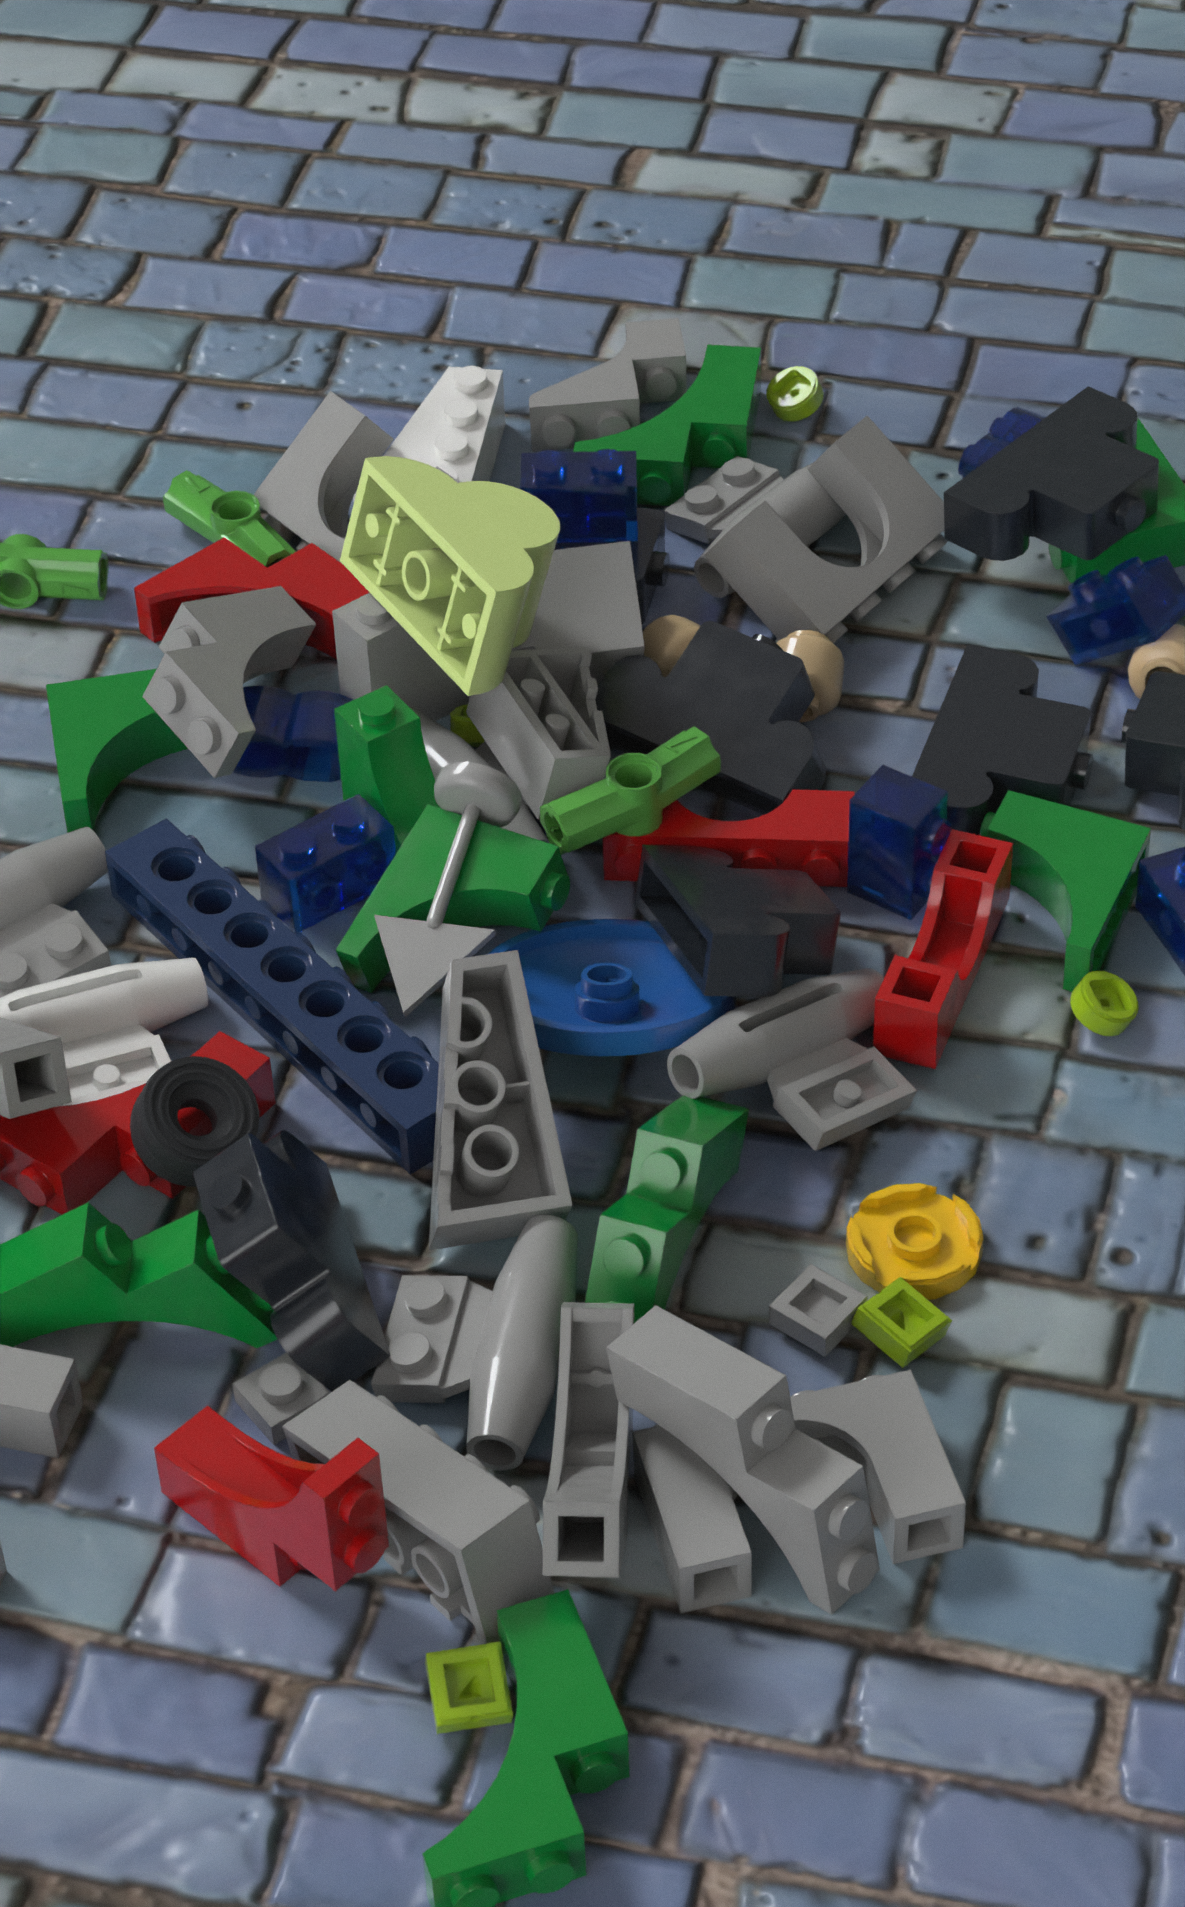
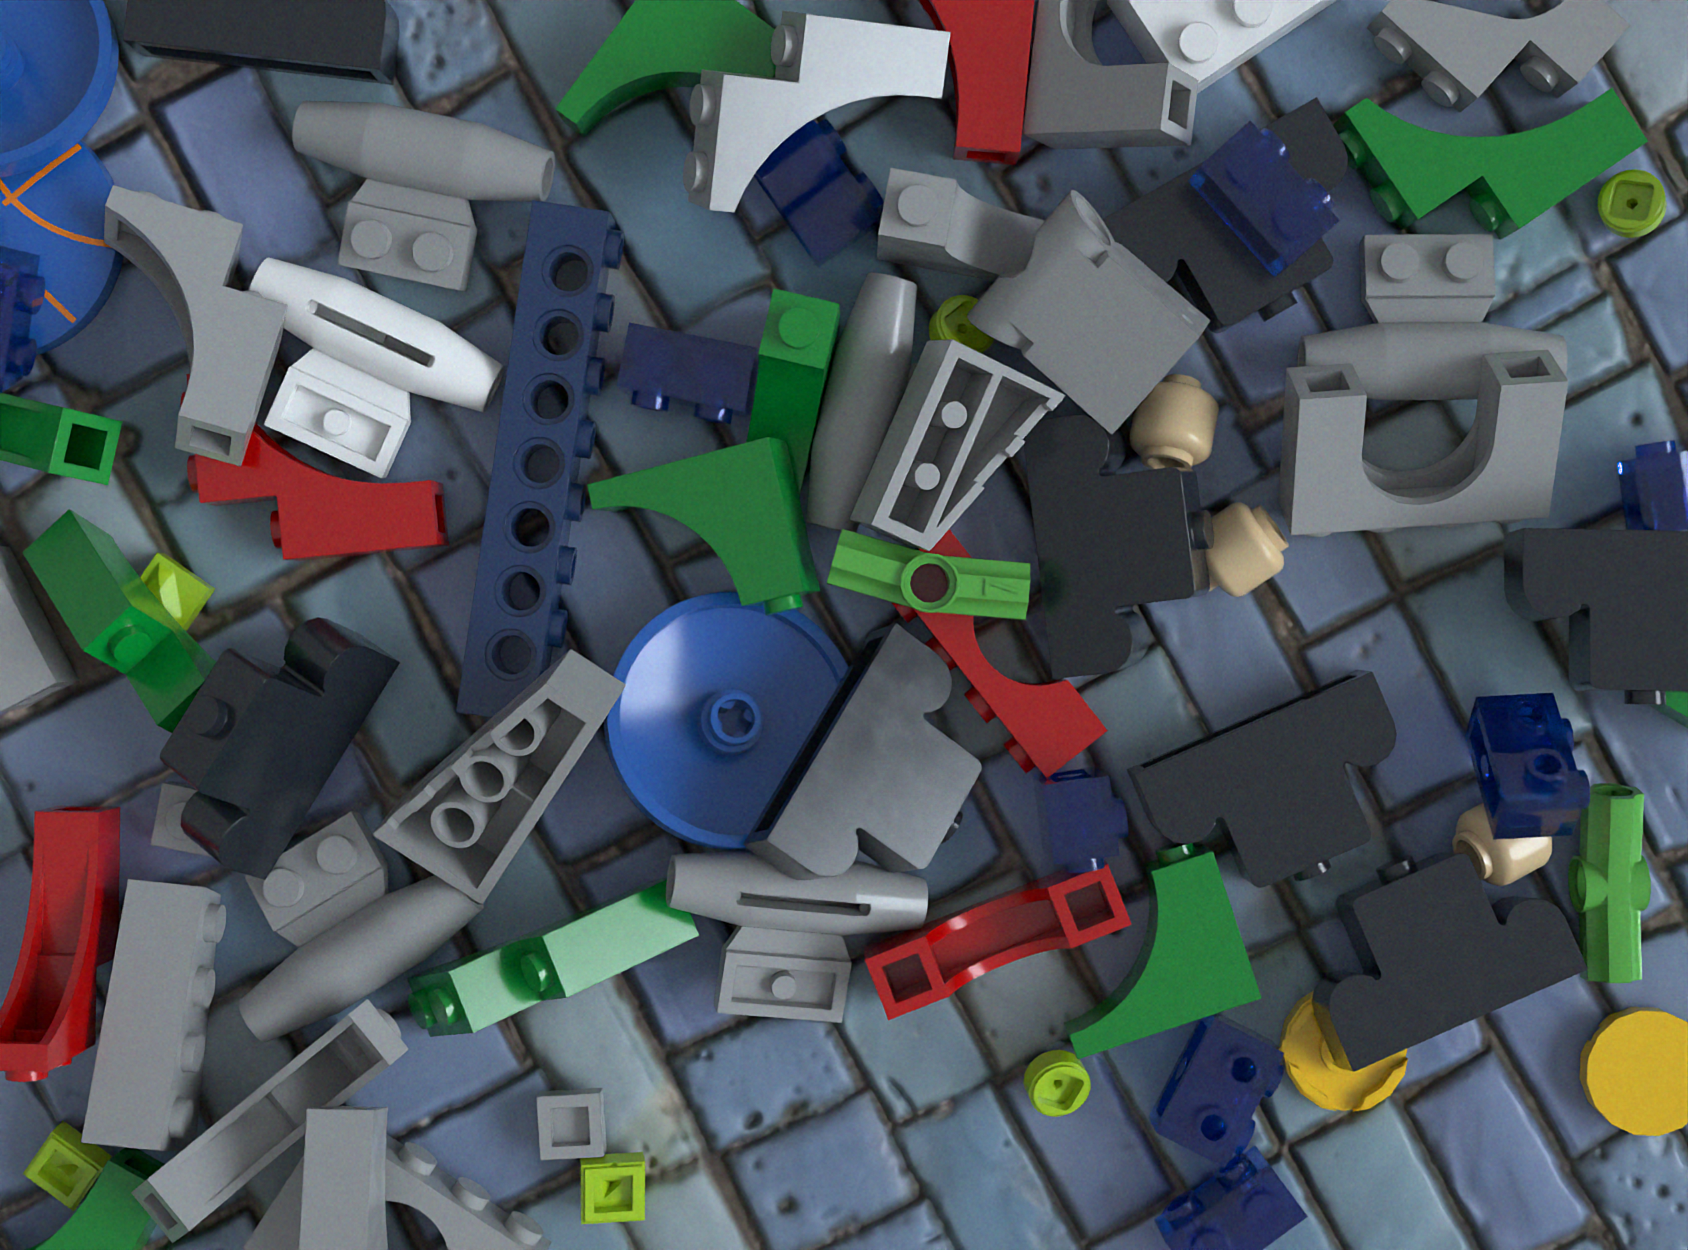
camera: 50 degrees right, 45 degrees up
(195, 1084) = (305, 602): black tyre -> none
(423, 950) = (633, 566): light grey piece -> none
(451, 562) = (988, 268): yellowish green brick -> none
(915, 1237) = (704, 1127): yellow tile -> none

